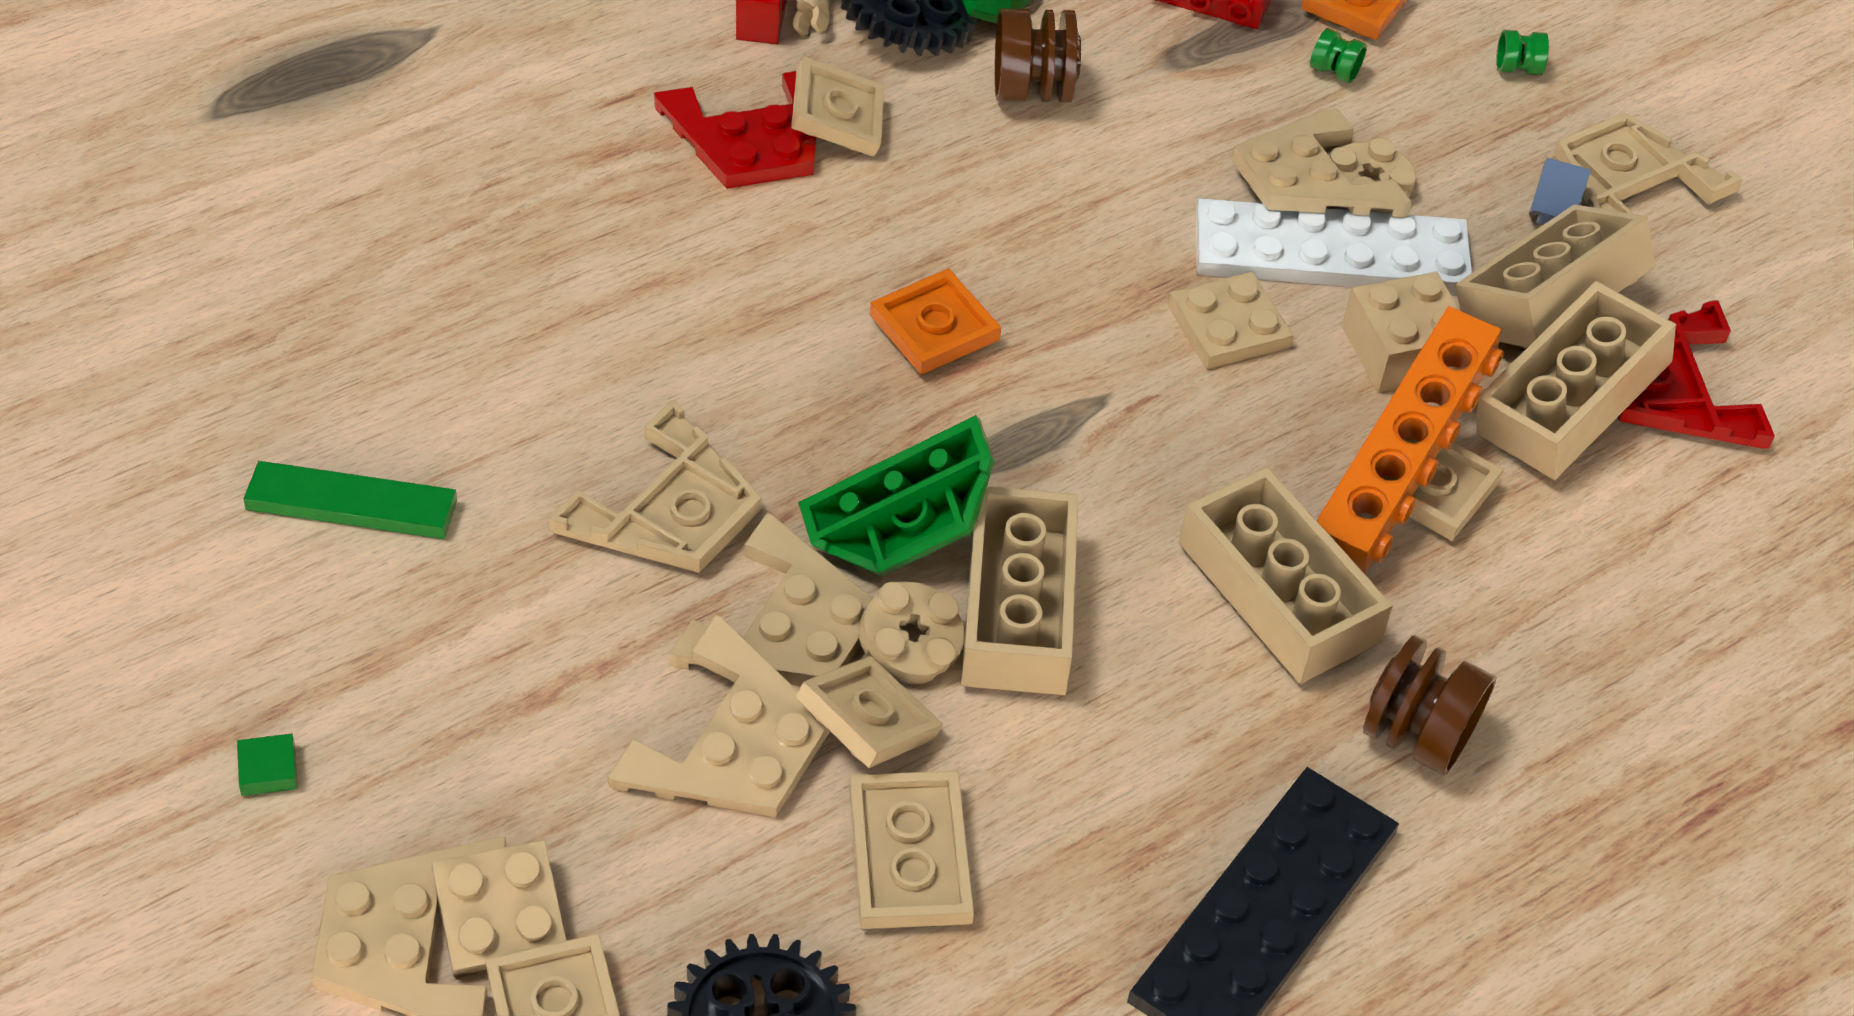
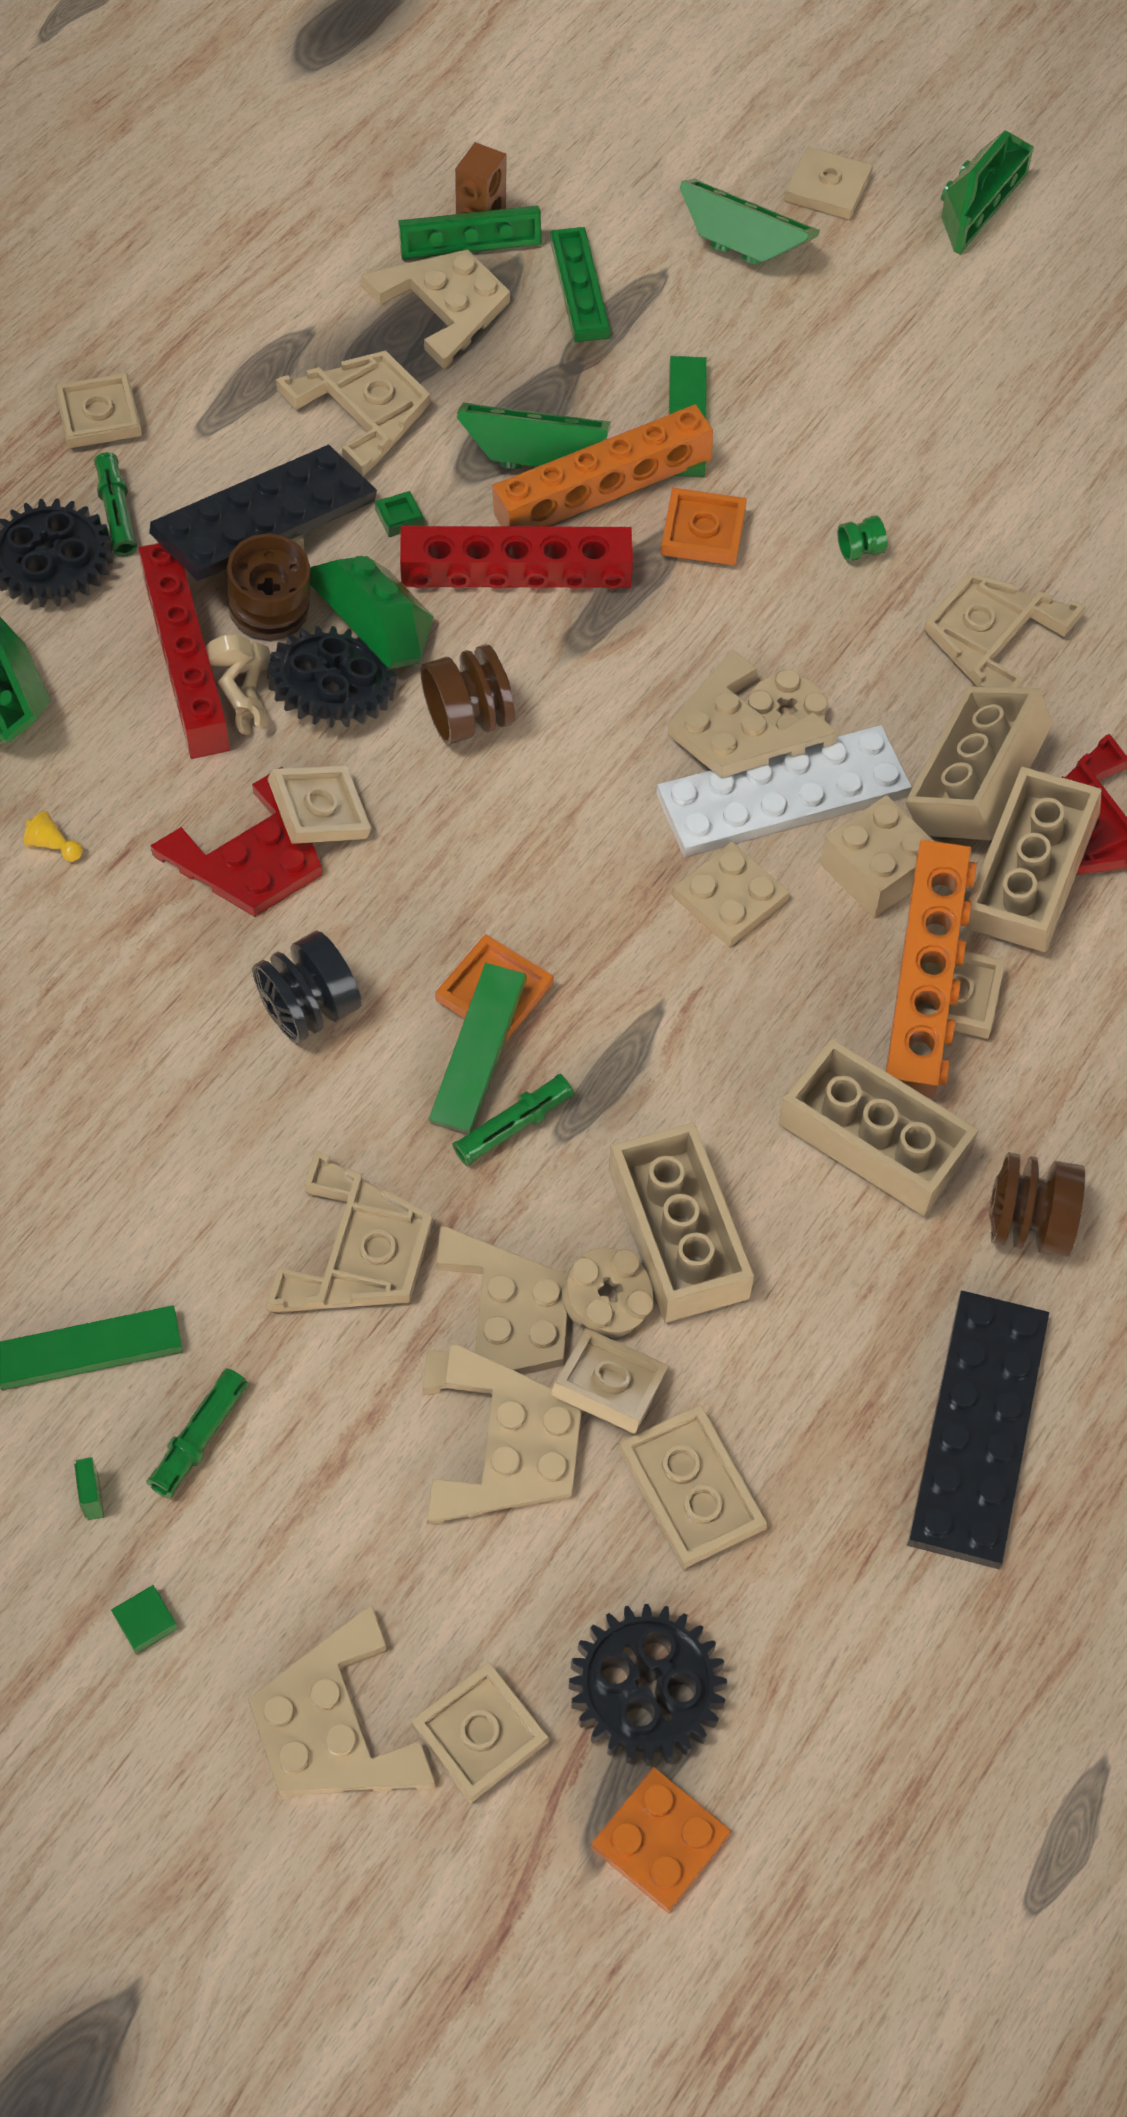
camera: 20 degrees left, 10 degrees up
(277, 621) = (89, 1488): none -> green tile
(396, 621) = (188, 1446): none -> green pin
(497, 904) = (397, 1669): tan plate -> none
(556, 51) = (44, 833): none -> yellow piece
(738, 250) = (309, 984): none -> black wheel
(837, 452) = (528, 1110): none -> green pin
(887, 364) = (478, 1048): none -> green tile
(904, 502) = (558, 1182): green wedge -> none
(1338, 55) = (704, 596): green wheel -> none
(1558, 189) = (947, 675): sand blue brick -> none

